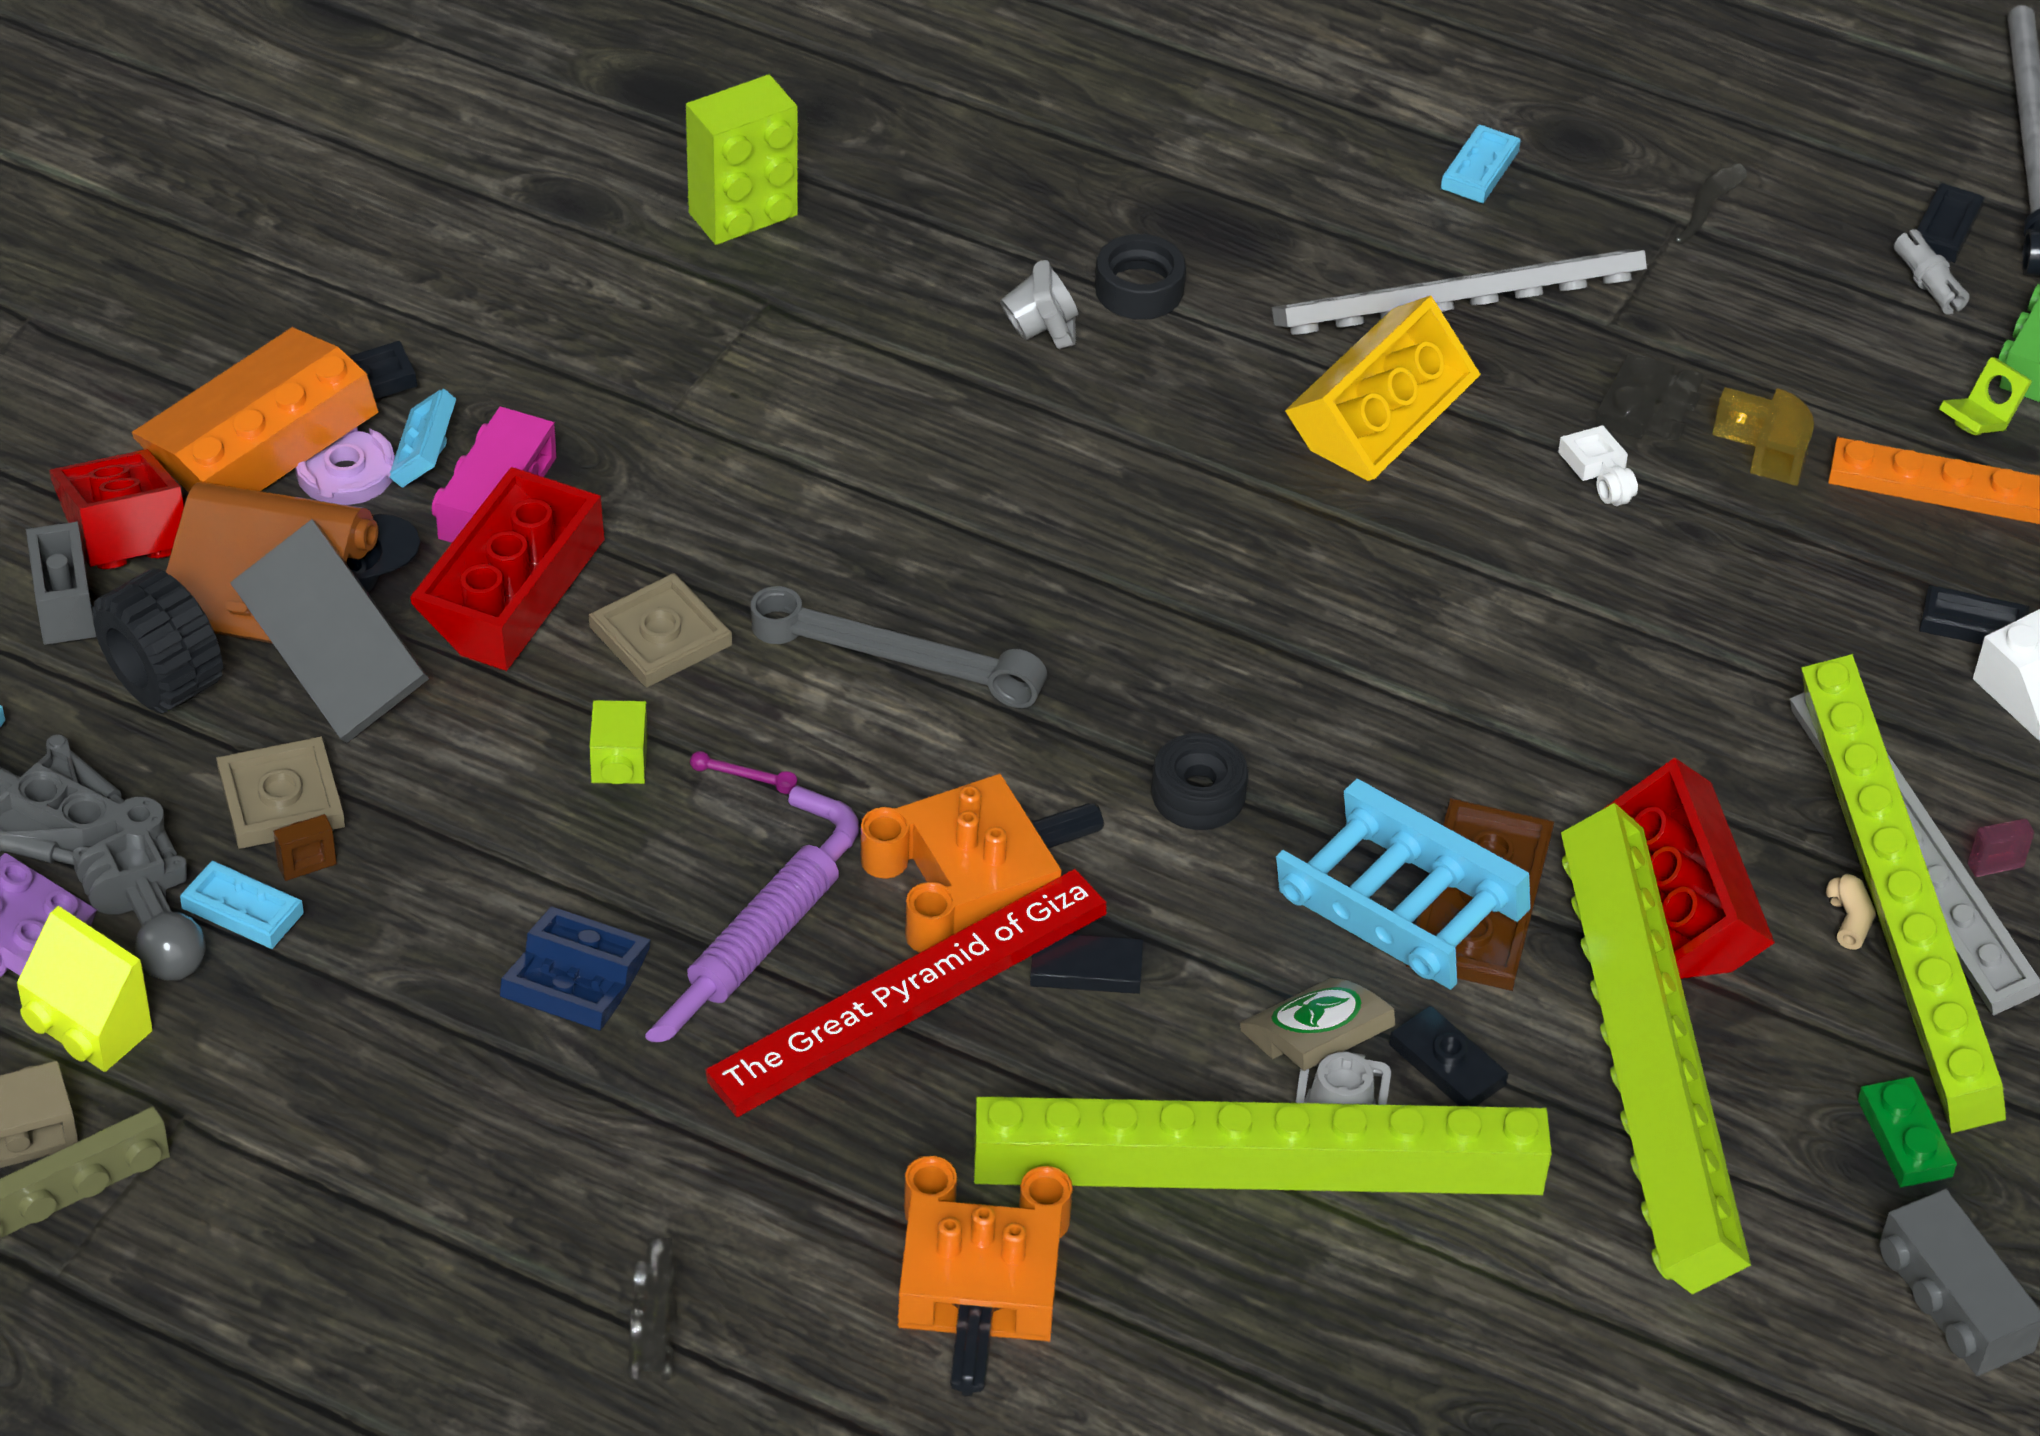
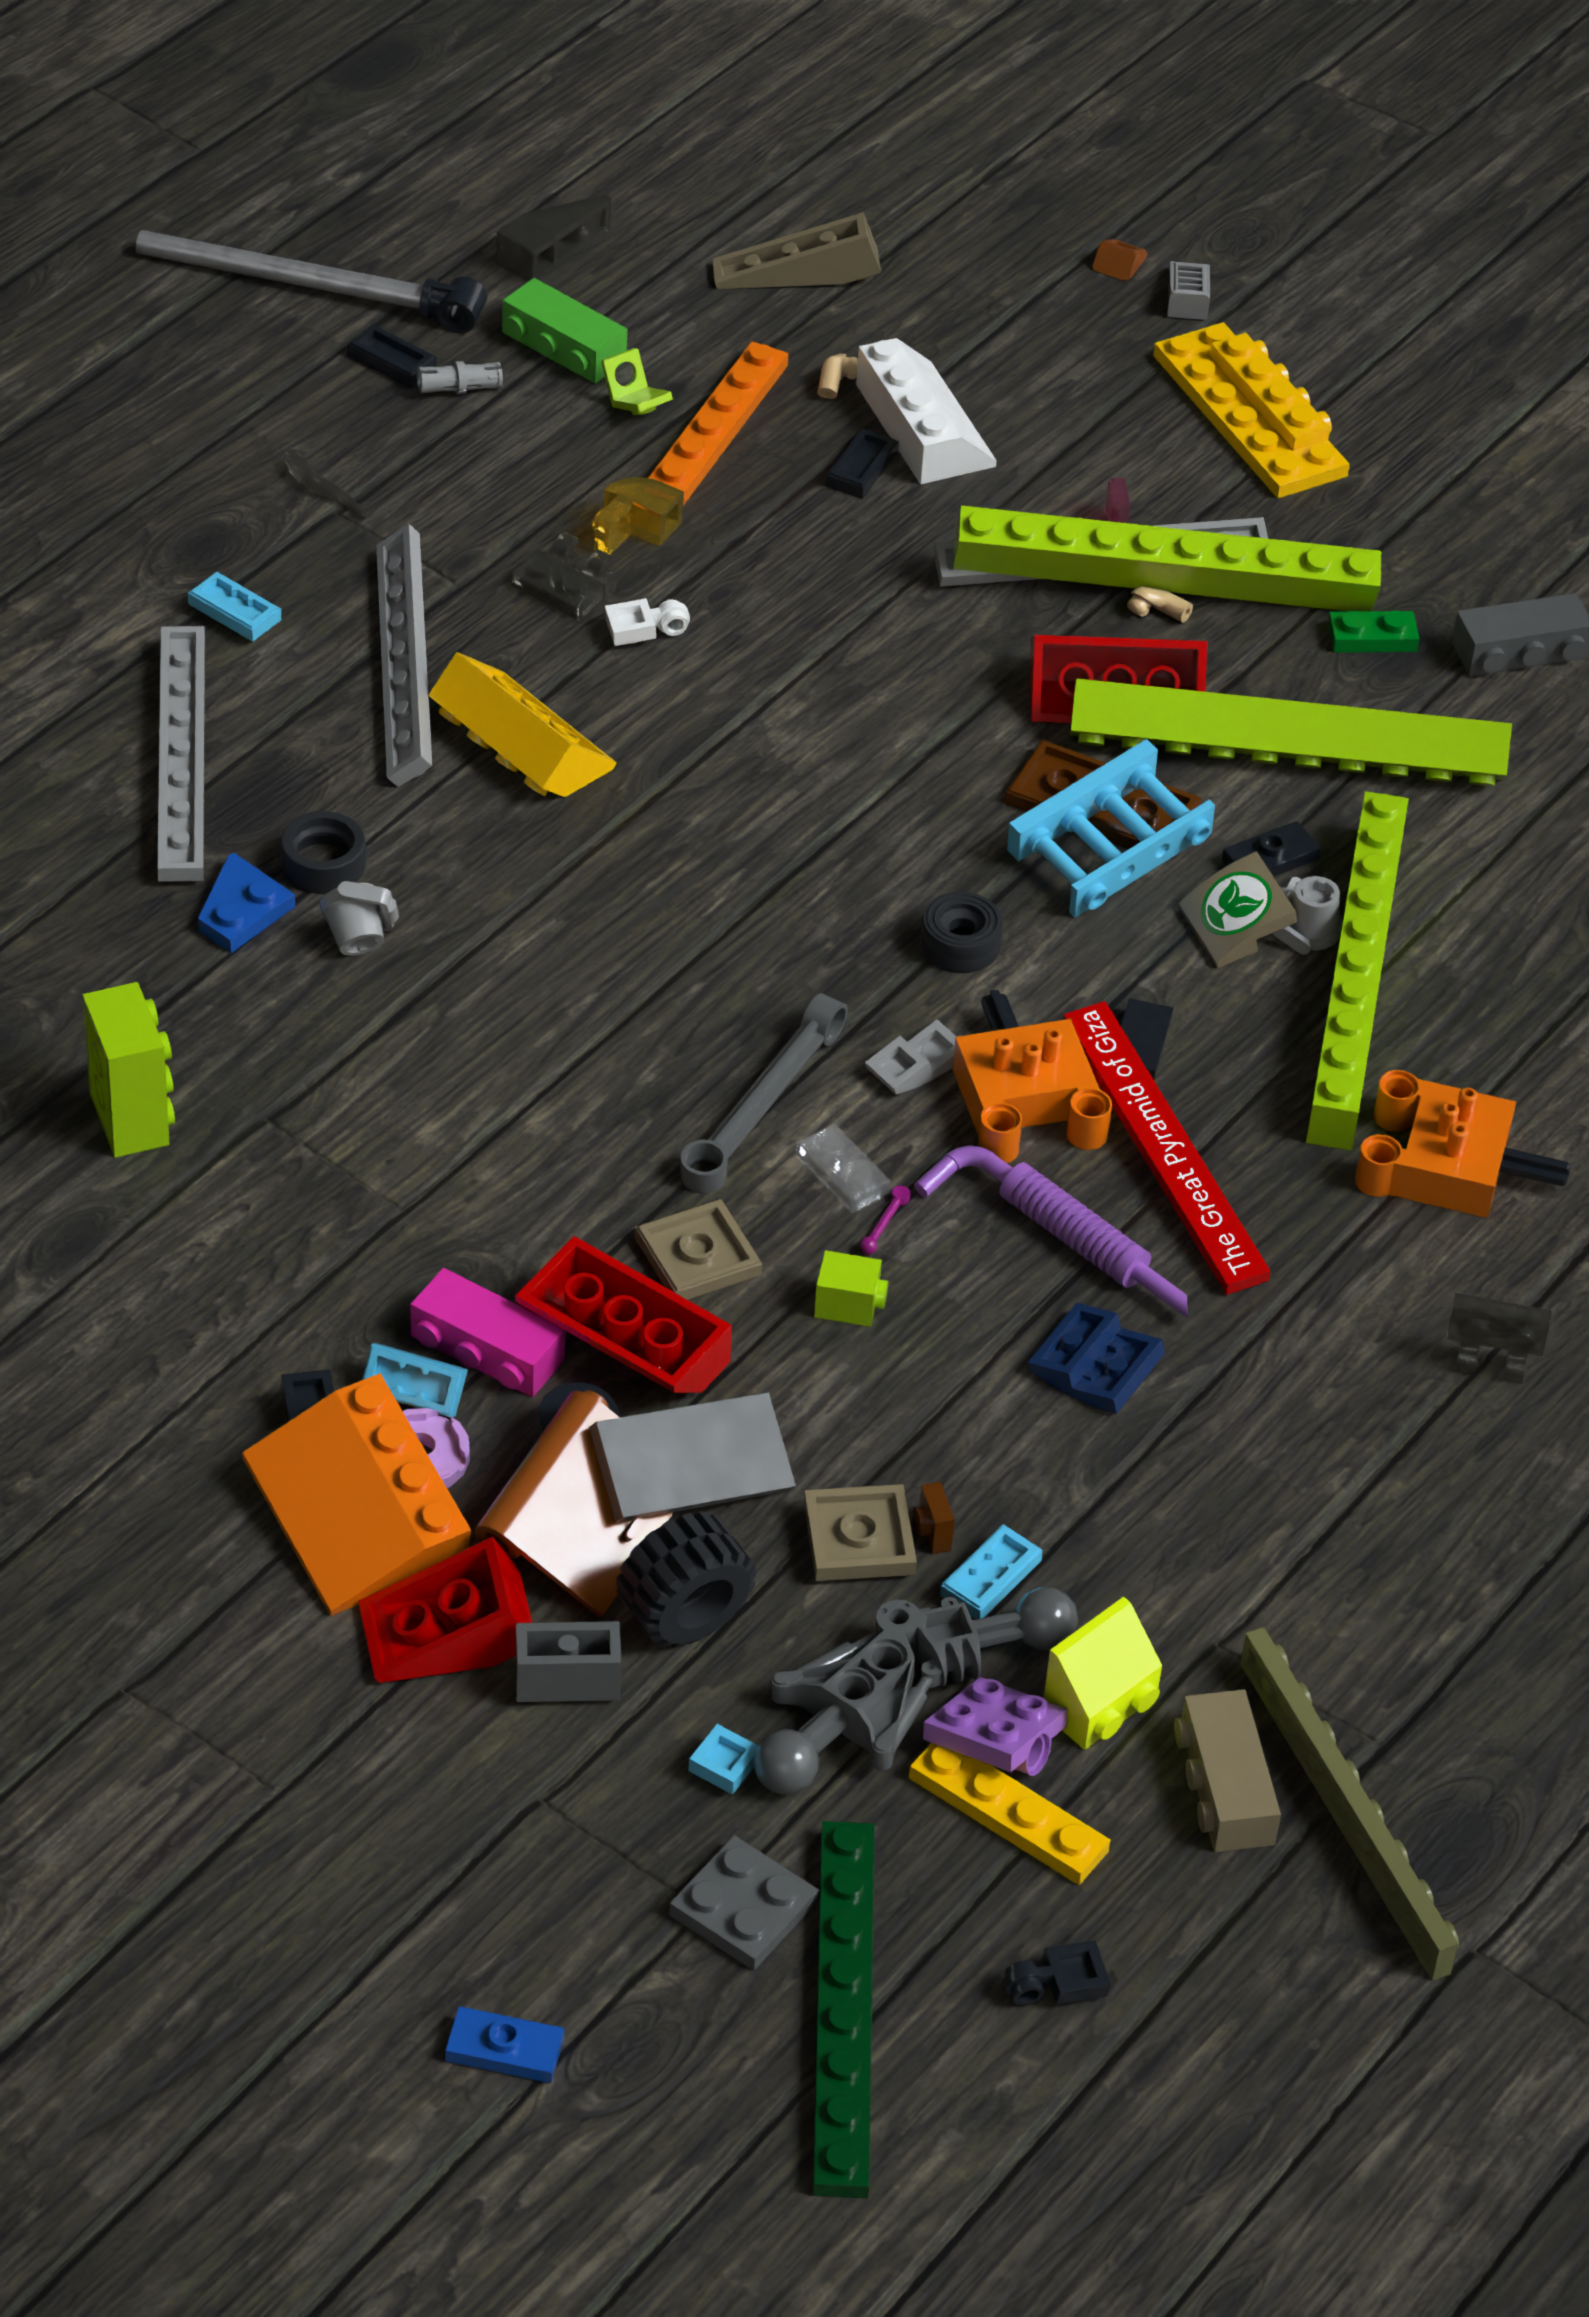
camera: 80 degrees left, 0 degrees up
(810, 728) = (843, 1168): none -> clear plate
(979, 754) = (915, 1062): none -> light grey slope
(1054, 235) = (242, 904): none -> blue wing
(1247, 159) = (181, 754): none -> light grey plate

